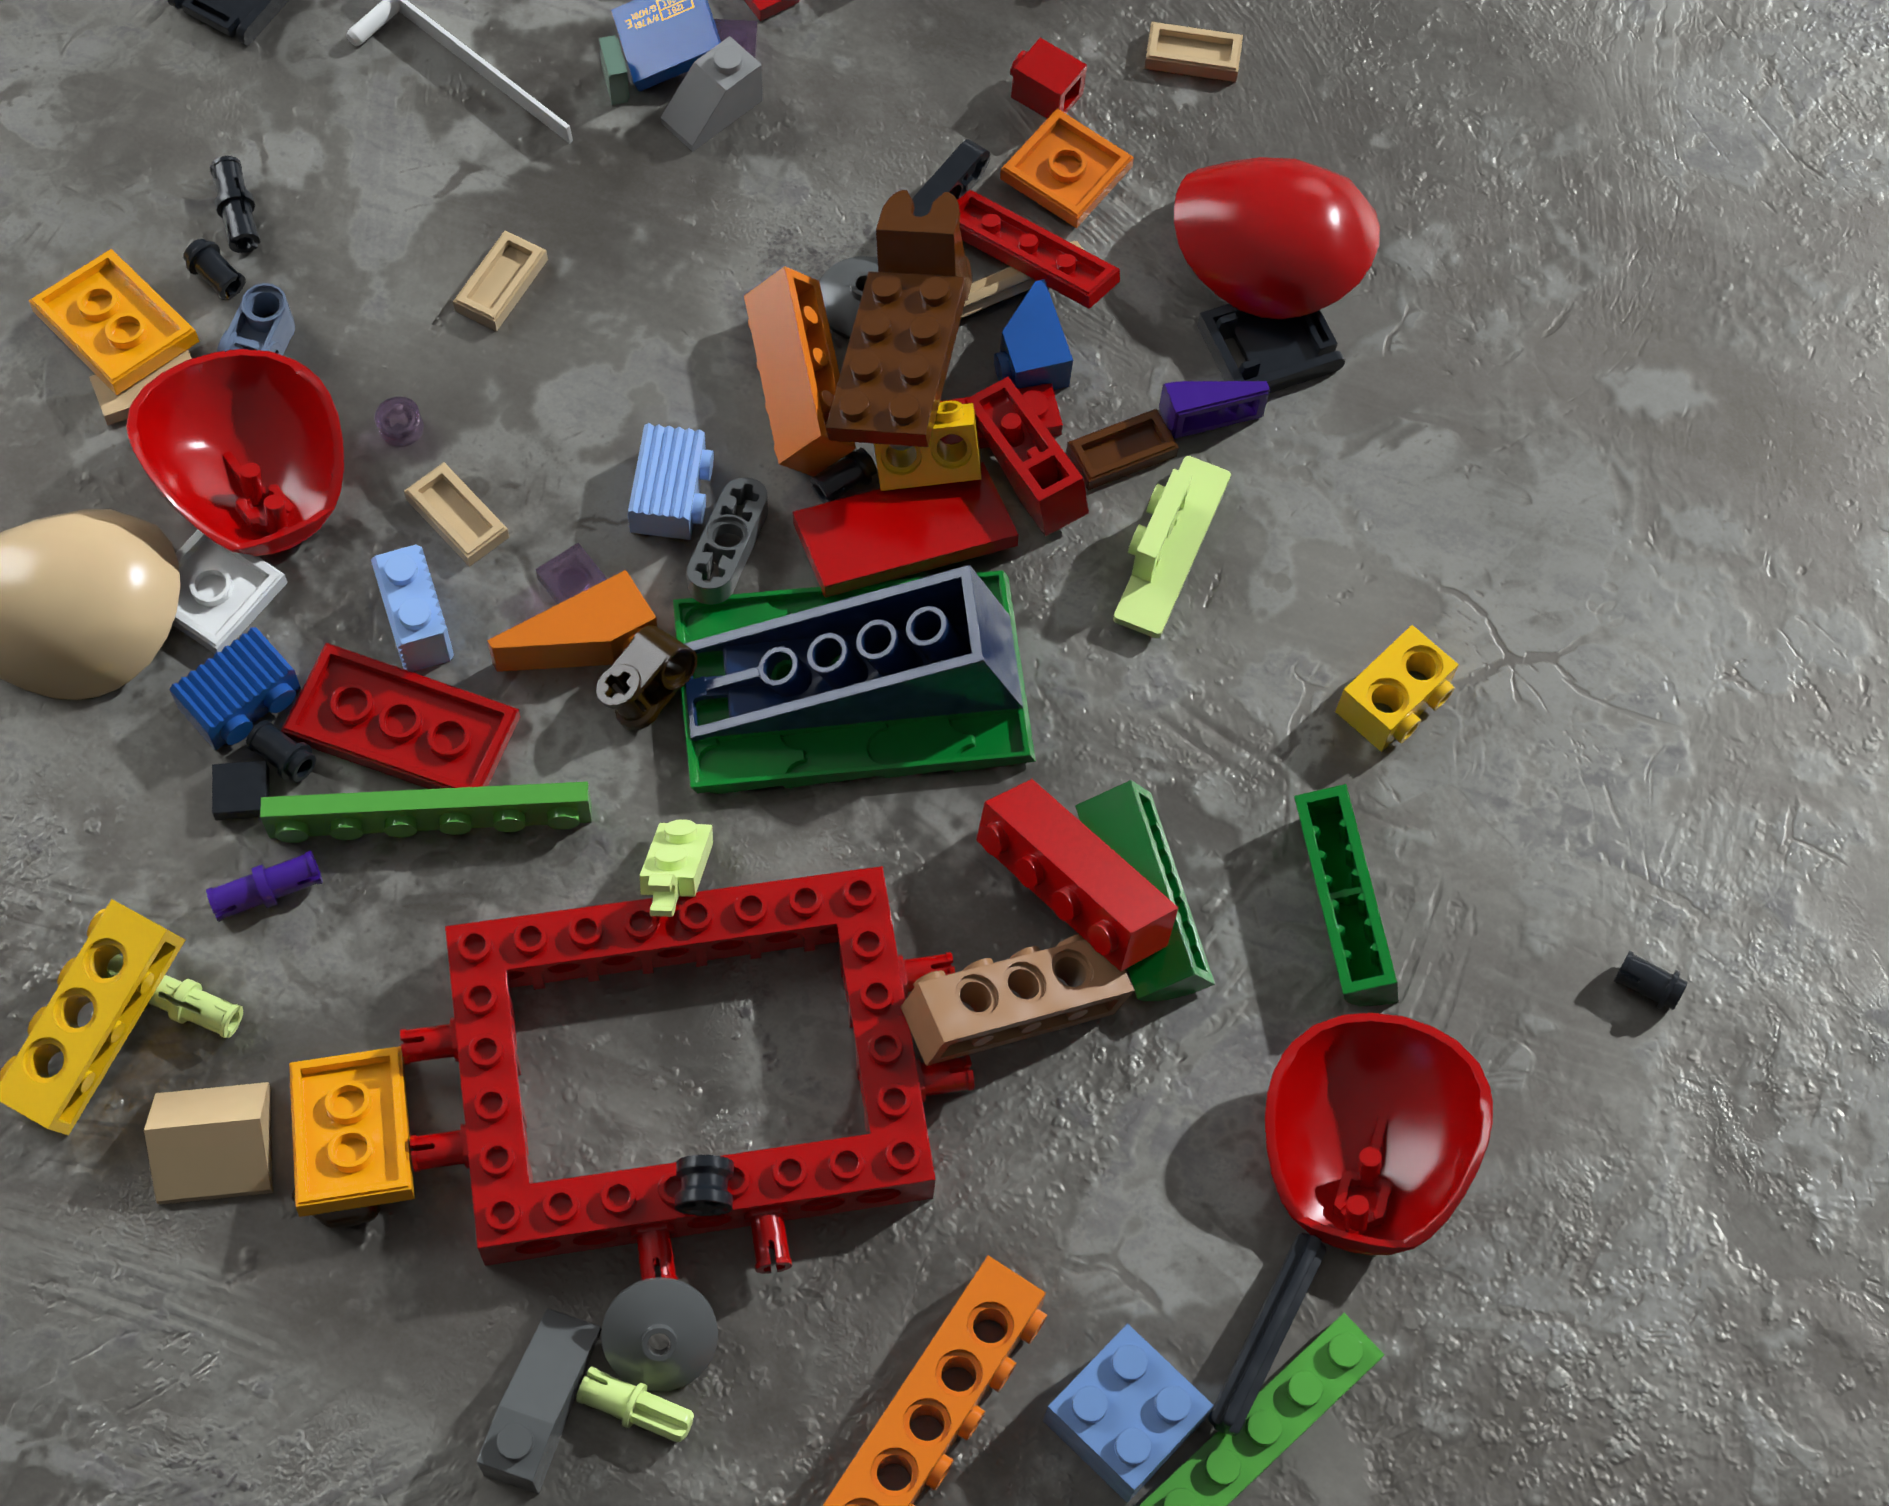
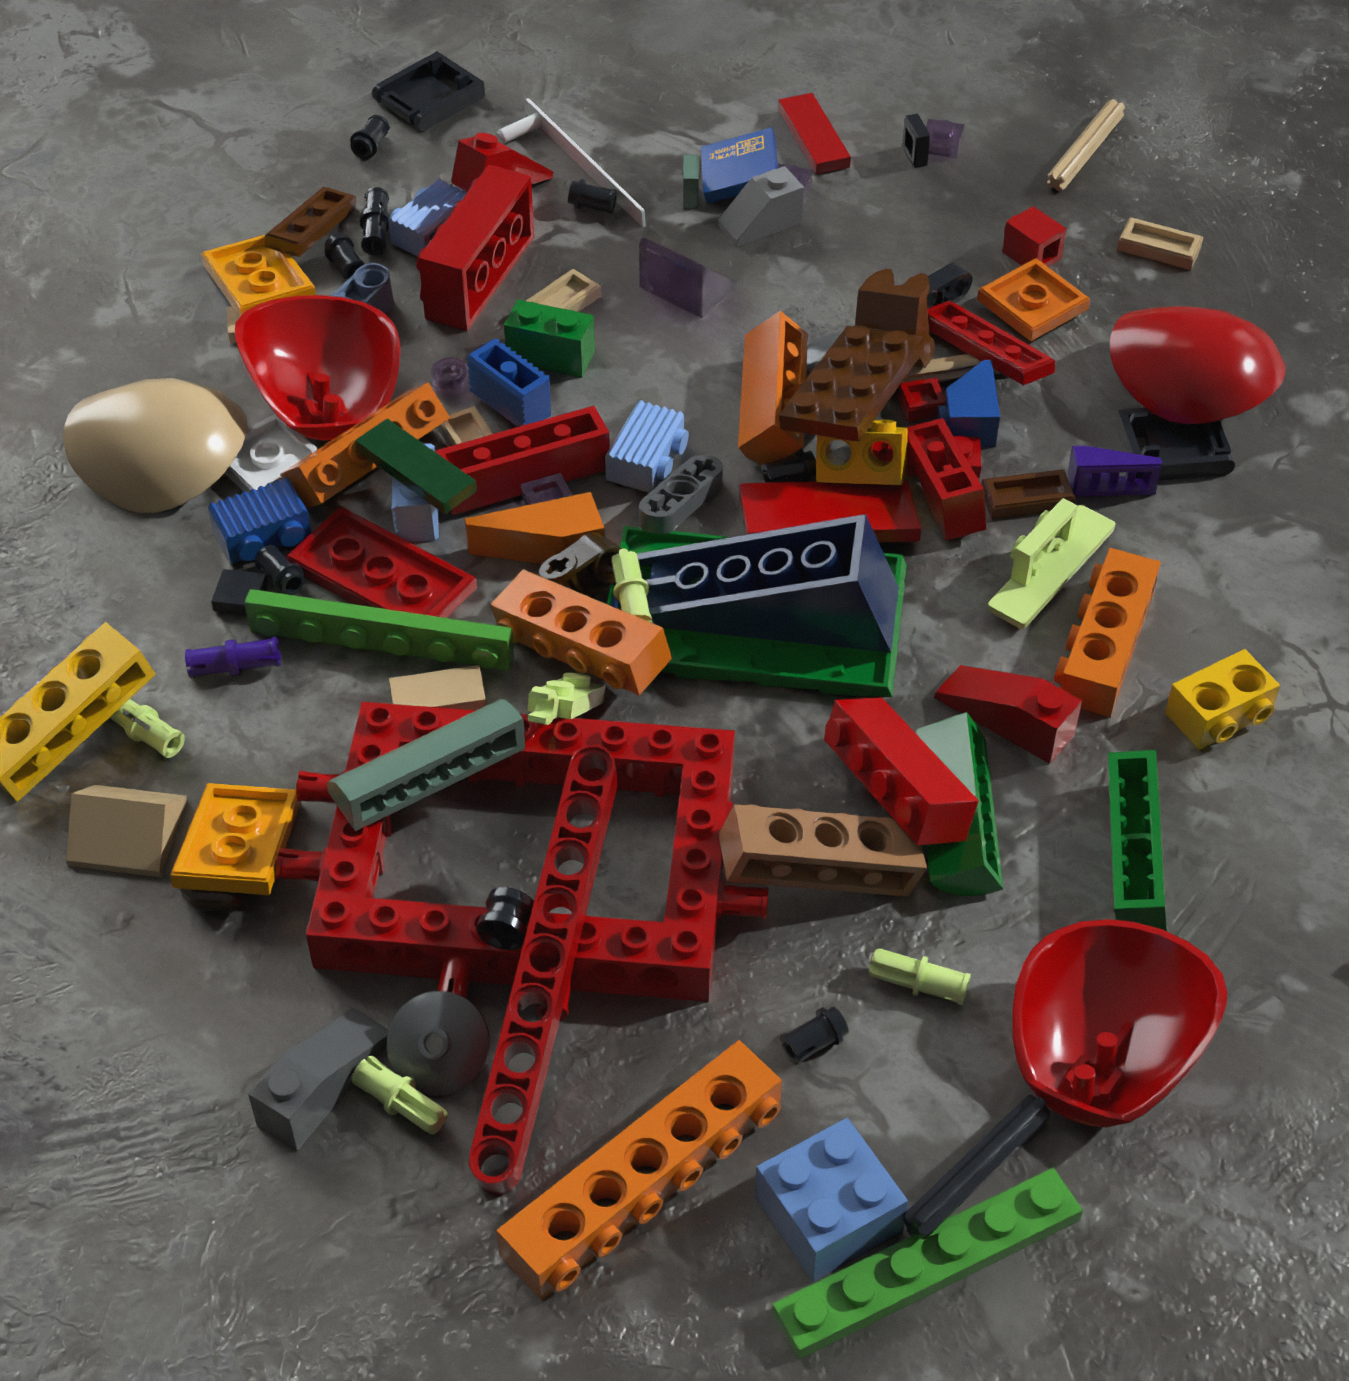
camera: 20 degrees right, 15 degrees down
(154, 224) = (310, 221): none -> reddish brown tile
(184, 81) = (365, 141): none -> black pin
(307, 191) = (418, 220): none -> light blue brick
(333, 556) = (339, 463): none -> orange brick
(369, 103) = (483, 150): none -> red slope
(381, 232) = (476, 247): none -> red brick
(413, 588) = (416, 466): none -> dark green tile
(482, 430) = (509, 383): none -> blue brick
(497, 114) = (592, 196): none -> black pin
(508, 346) = (551, 337): none -> green brick
(515, 542) = (504, 460): none -> red brick
(520, 877) = (444, 689): none -> tan tile
(553, 1001) = (428, 764): none -> sand green brick
(600, 732) = (582, 632): none -> orange brick
(644, 219) = (681, 279): none -> clear purple slope
(713, 700) = (630, 587): none -> yellowish green axle
(773, 1256) = (550, 987): none -> red beam
(975, 340) = (920, 398): none -> red tile
(1060, 1216) = (815, 1034): none -> black pin
(1152, 1116) = (919, 975): none -> yellowish green axle
(1171, 748) = (1015, 707): none -> red slope
(1258, 698) = (1108, 630): none -> orange brick

